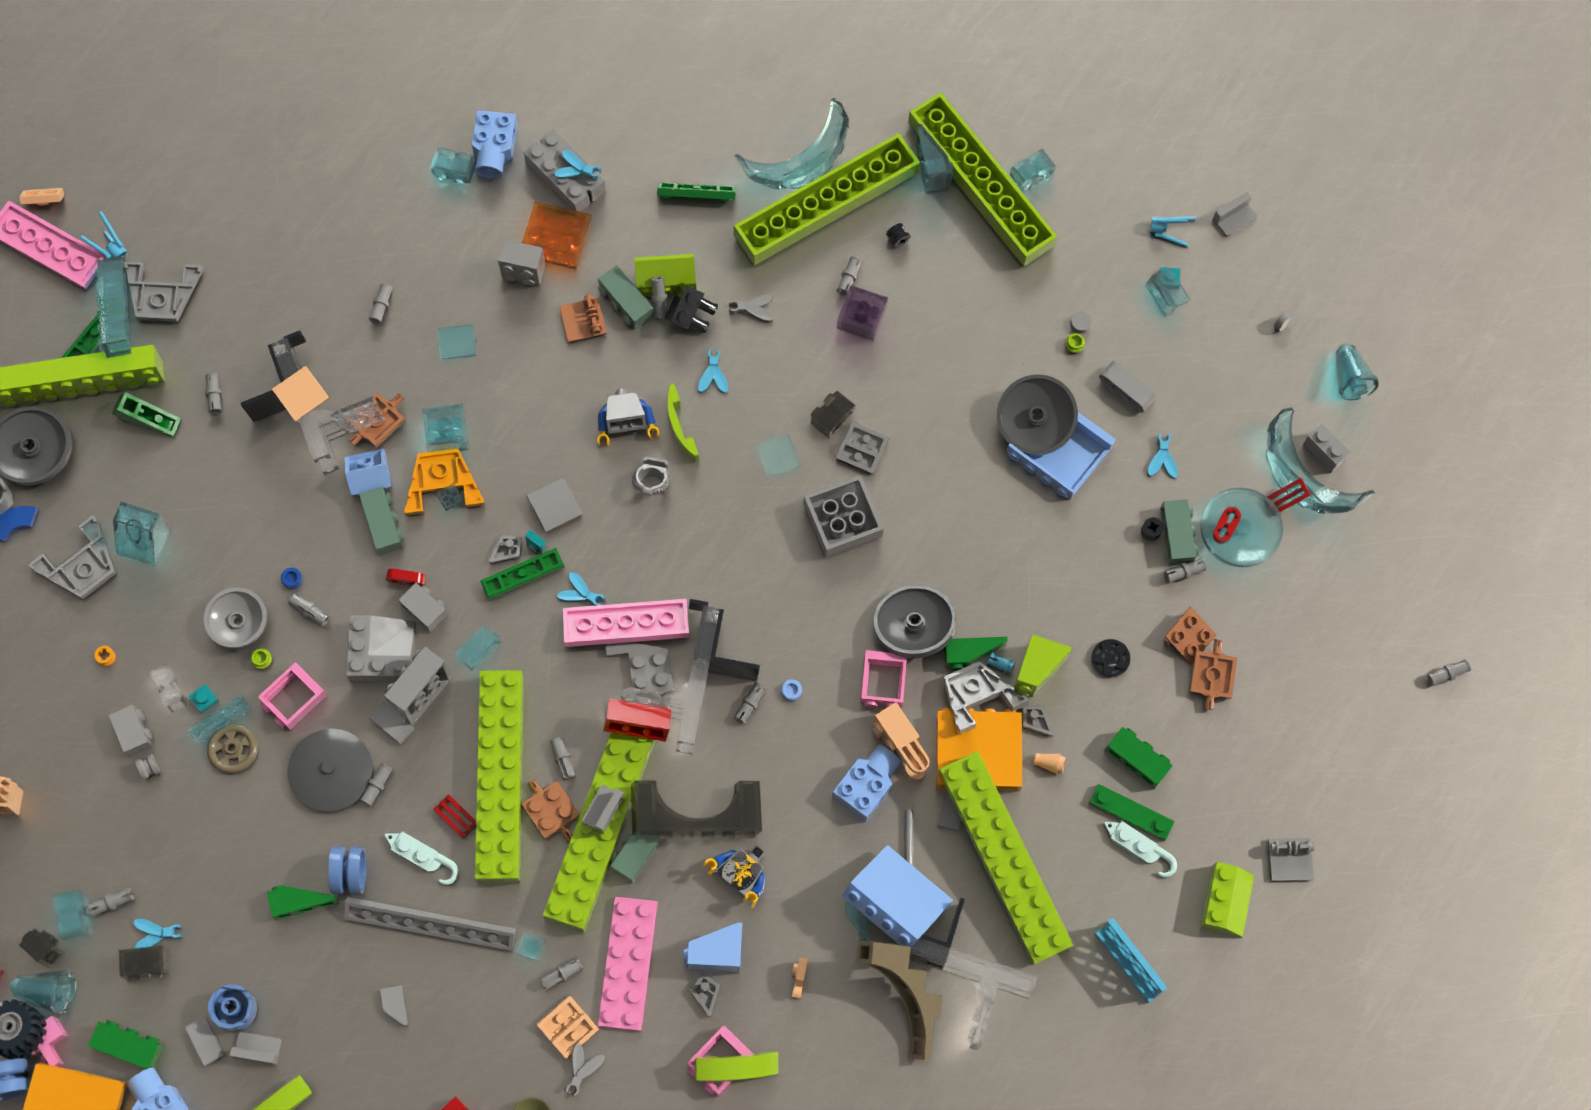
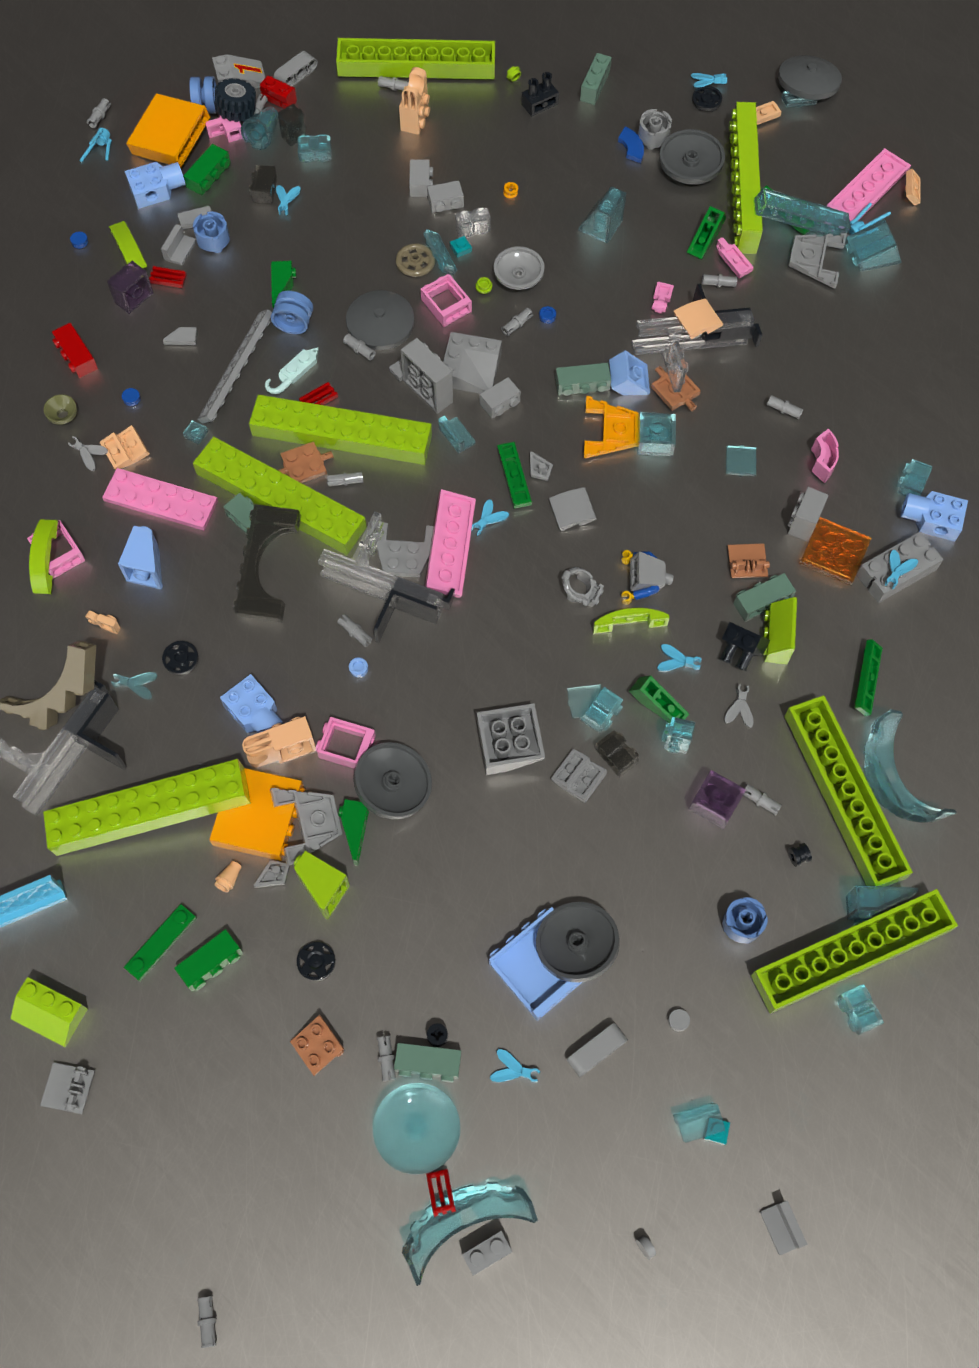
camera: 105 degrees right, 5 degrees down
(83, 570) = (583, 183): light grey wing -> none
(103, 768) = (420, 177): none -> light grey brick
(110, 902) = (317, 173): light grey pin -> none
(143, 231) = (873, 247): none -> clear light blue slope
(147, 766) = (414, 204): light grey wheel -> none
(177, 381) = (734, 258): none -> bright pink hinge
(242, 452) = (662, 295): none -> bright pink plate
(306, 1031) = (169, 275): none -> red tile
(339, 1083) = (130, 287): none -> clear purple brick
(405, 577) = (529, 389): red beam -> none
(442, 253) = (826, 455): none -> bright pink brick
(449, 496) = (595, 430): clear light blue tile -> none
(494, 1041) = (131, 397): none -> blue tile
(535, 542) = (540, 487): teal plate -> none
(561, 973) = (167, 449): light grey axle -> none
(603, 808) = (284, 489): light grey panel -> none
(637, 720) = (353, 525): brick -> none
(659, 296) = (759, 621): light grey pin -> none
(706, 992) = (113, 550): light grey piece -> none
(740, 872) = (205, 592): torso -> none
(766, 383) = (657, 699): none -> green slope
(789, 434) = (602, 710): none -> clear light blue brick
(805, 356) = (678, 735): none -> clear light blue brick
(822, 882) = (180, 658): none -> black wheel
(897, 897) = (137, 704): light blue panel -> none
(909, 836) = (193, 736): light grey bar -> none
(973, 284) = (755, 923): none -> medium blue brick
(1002, 663) = (335, 854): medium azure pin -> none
(1075, 343) = (656, 1008): lime plate -> none
(1139, 845) = (126, 942): light aqua plate -> none
(1159, 225) = (781, 1136): medium azure plant -> none
(1213, 674) = (270, 1057): nougat plate -> none
(1223, 523) = (423, 1104): red beam -> none
(1354, 374) = (569, 1311): clear light blue cone -> none

